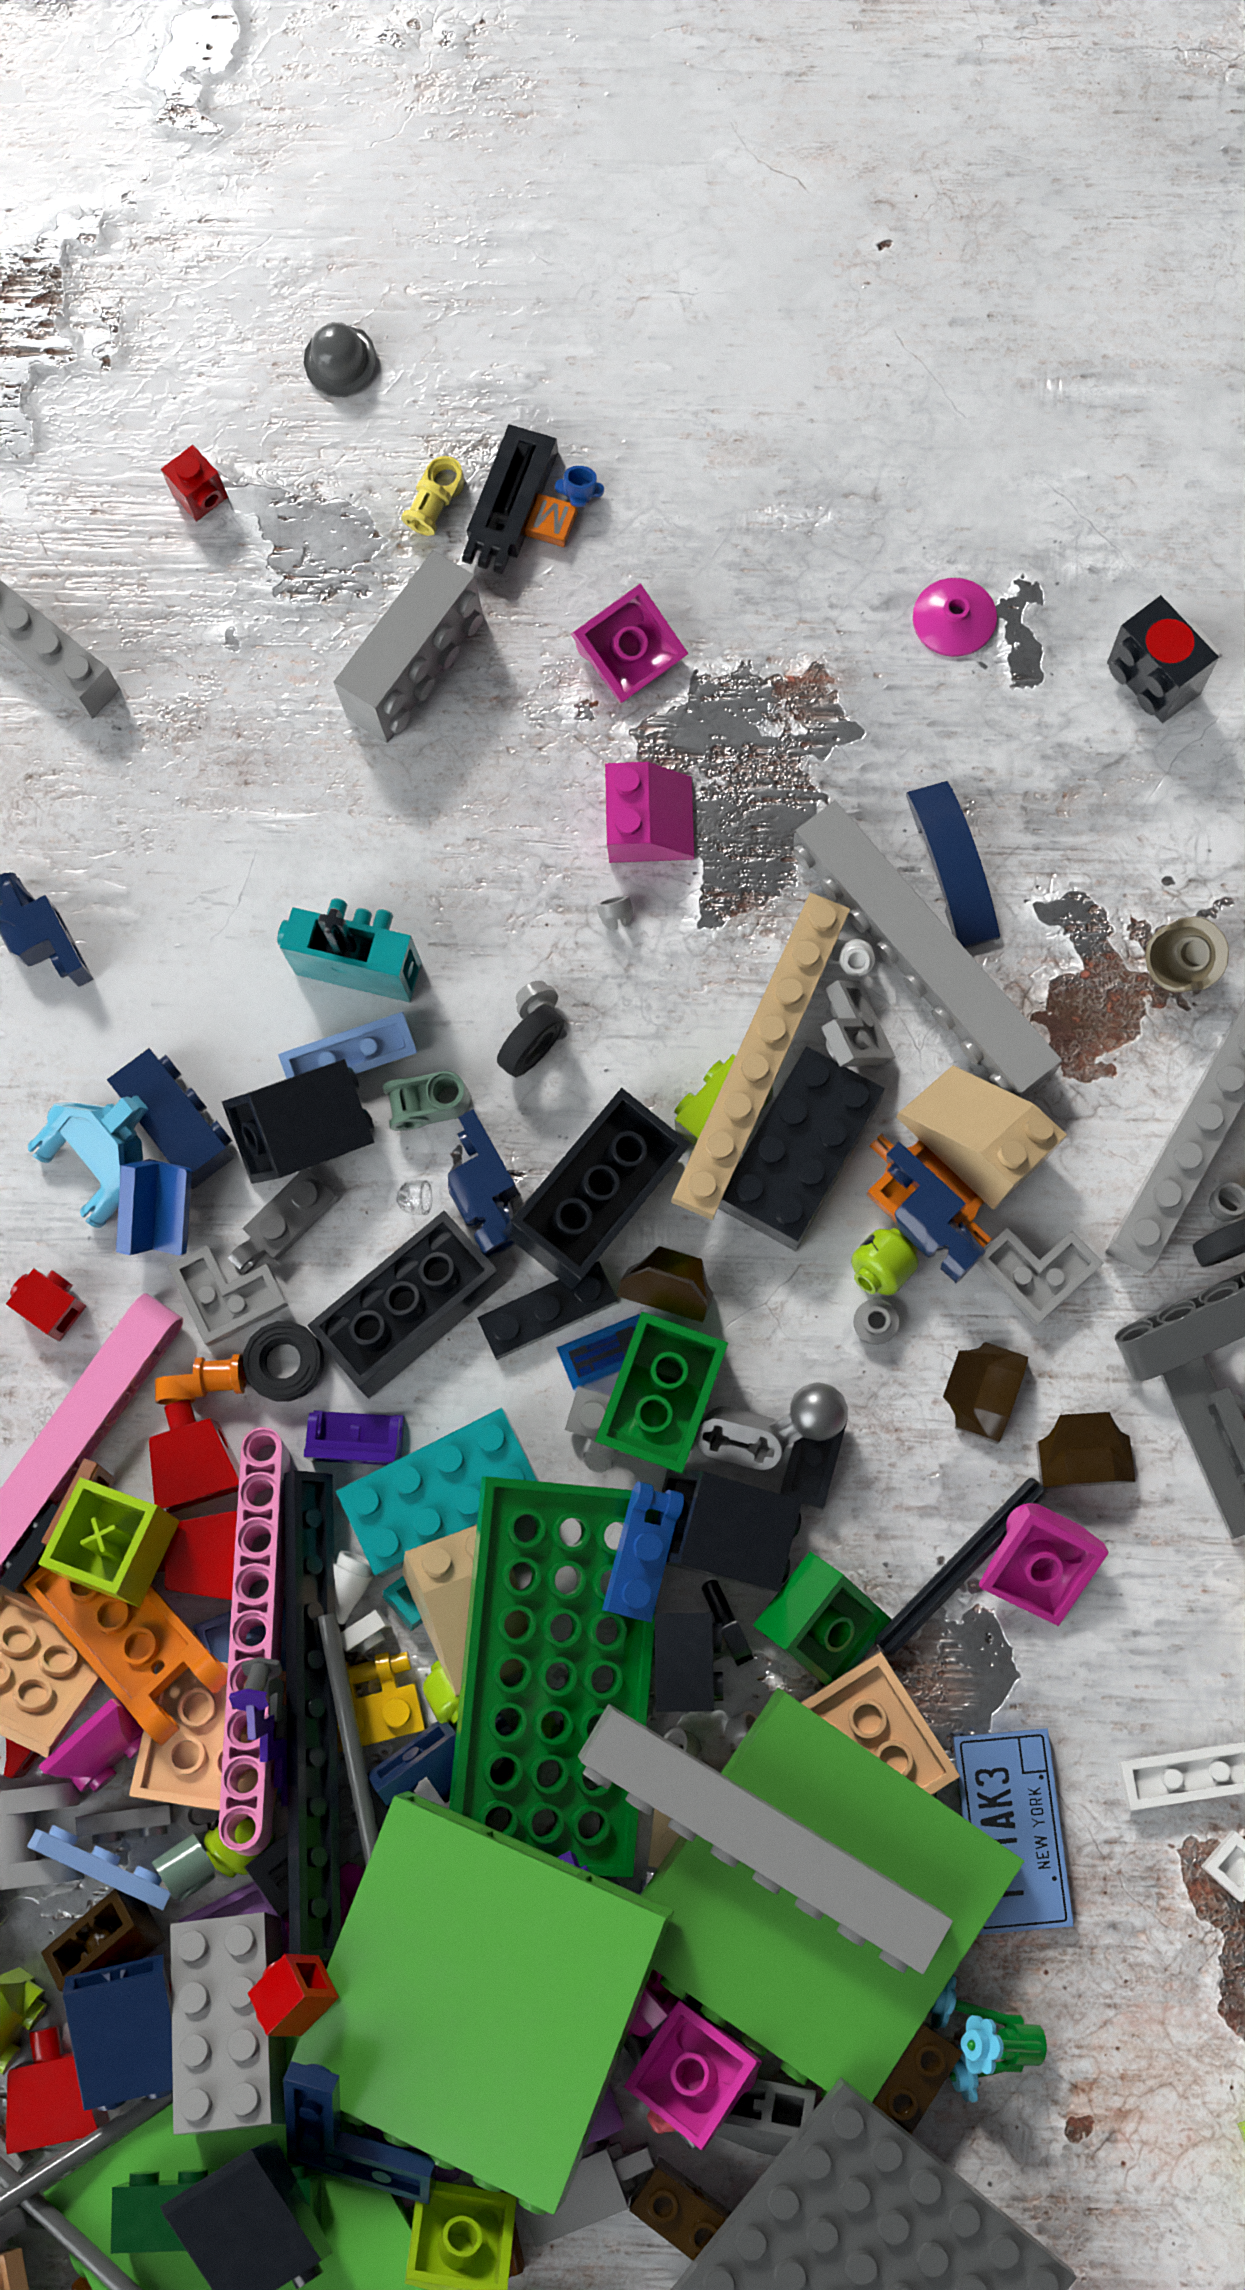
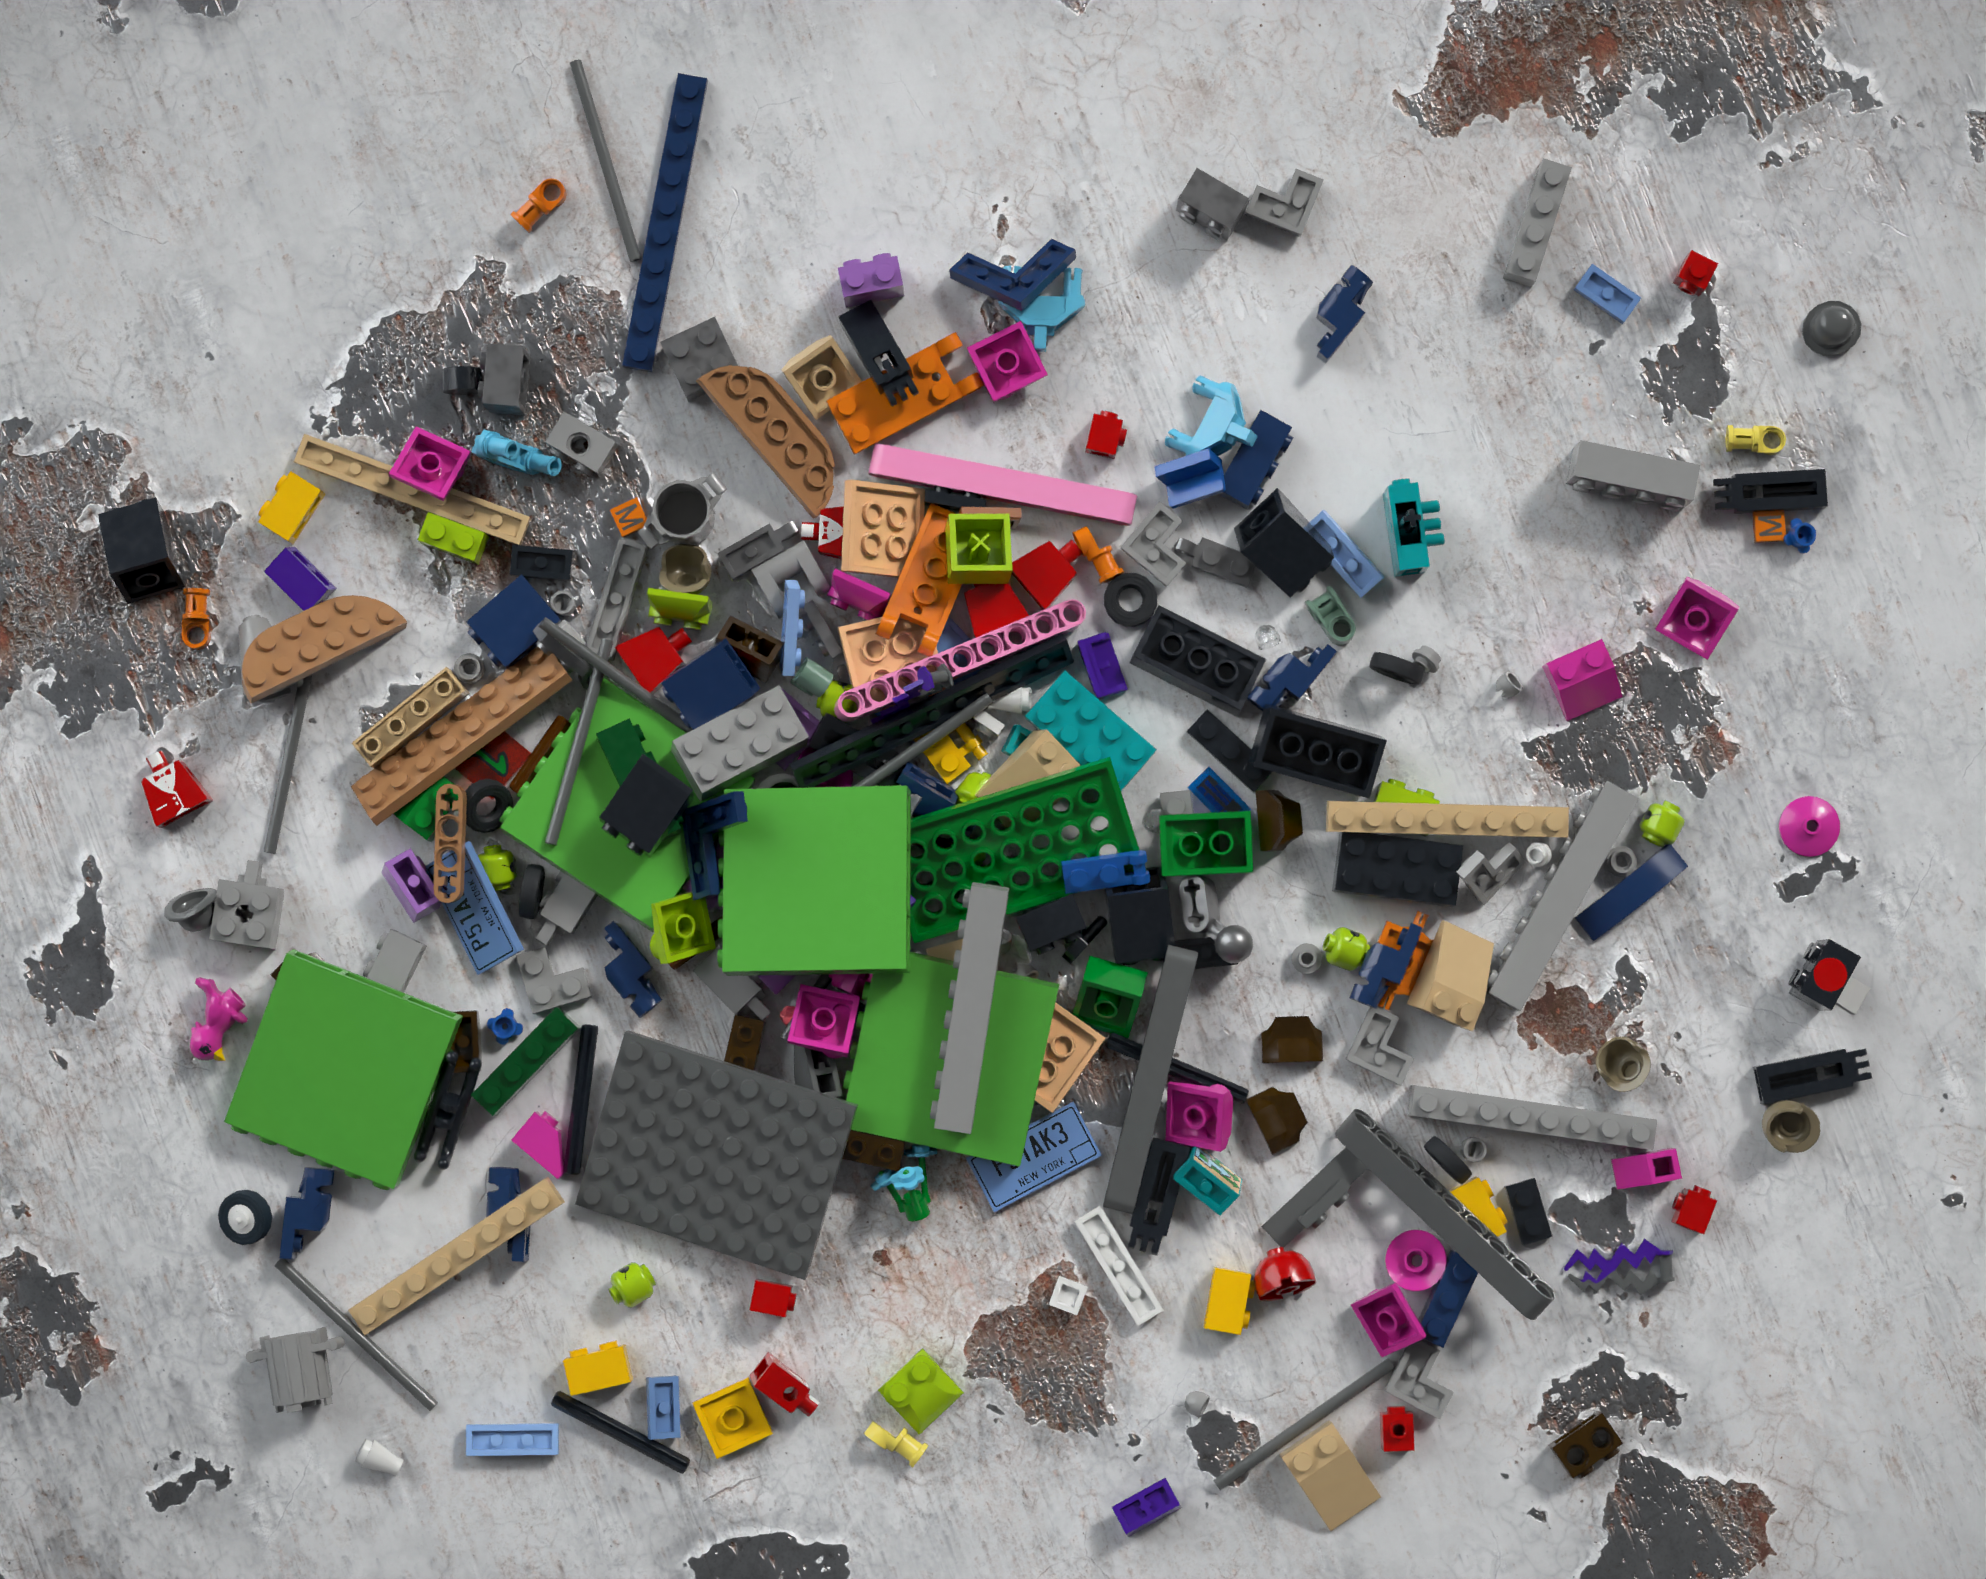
camera: 60 degrees right, 10 degrees up
(170, 597) = (1607, 293): none -> medium blue plate
(292, 1995) = (774, 775): red brick -> none
(879, 789) = (1662, 824): none -> lime head
(913, 849) = (1628, 854): none -> light grey plate
(967, 1612) = (1150, 1079): none -> dark grey beam
(1117, 1661) = (1157, 1185): none -> black hinge
(1142, 1586) = (1209, 1180): none -> teal panel

